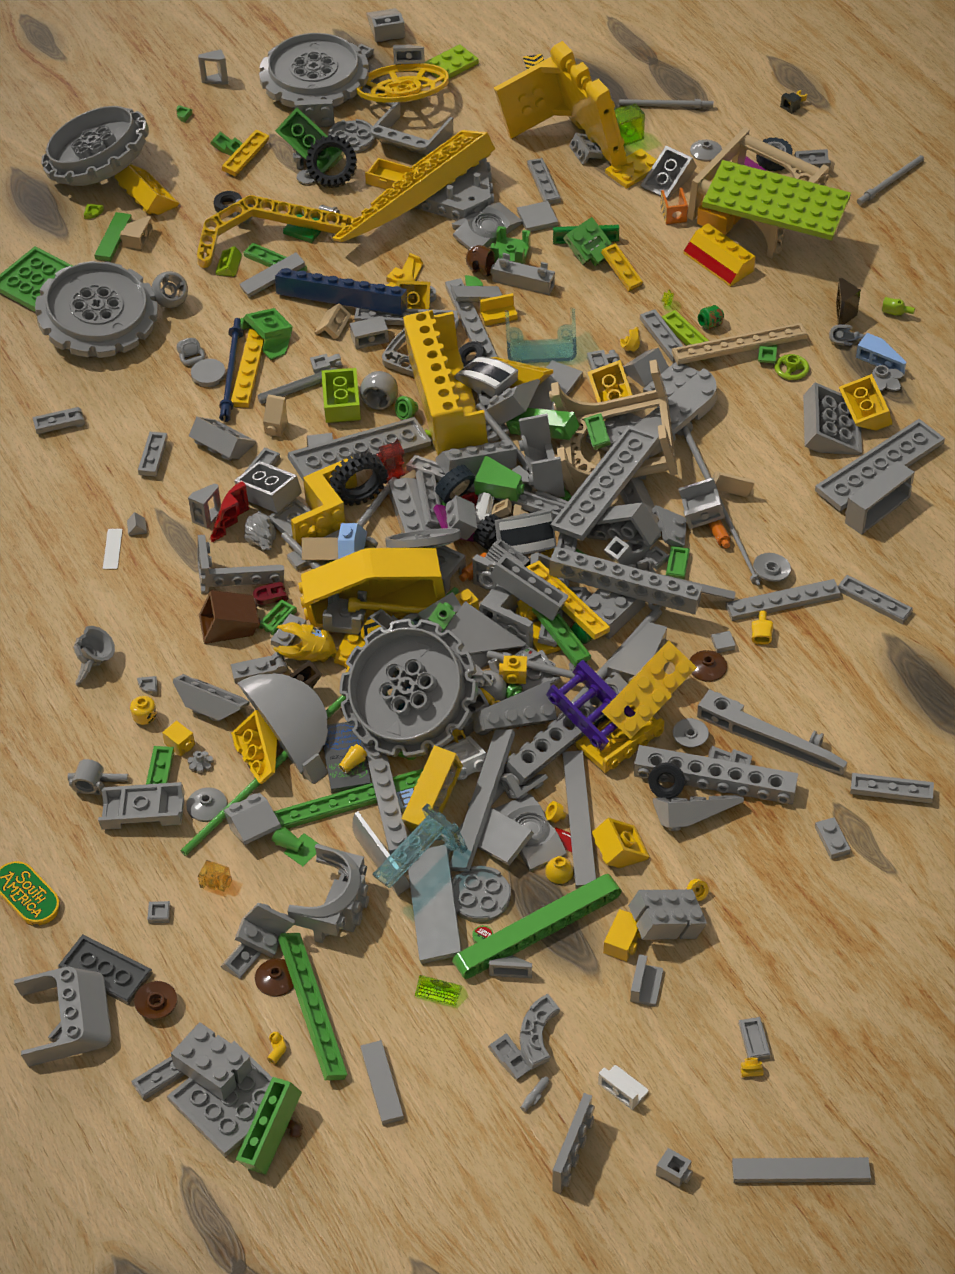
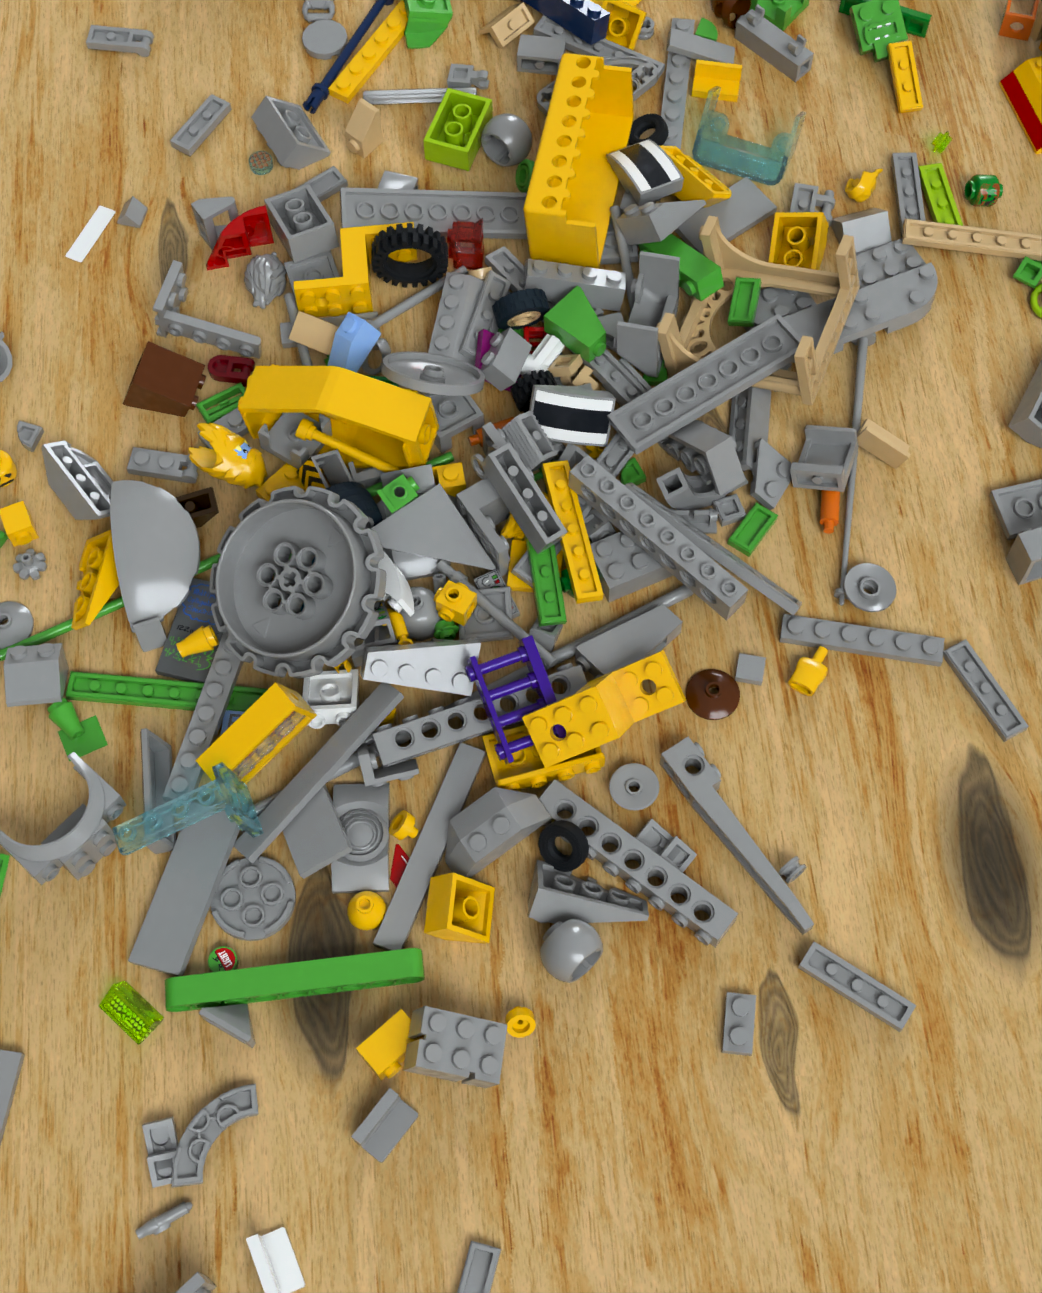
camera: 25 degrees right, 15 degrees up
(210, 463) = (261, 162): none -> clear light blue tile
(615, 788) = (491, 828): none -> light grey wedge
(706, 834) = (570, 949): none -> light grey wheel

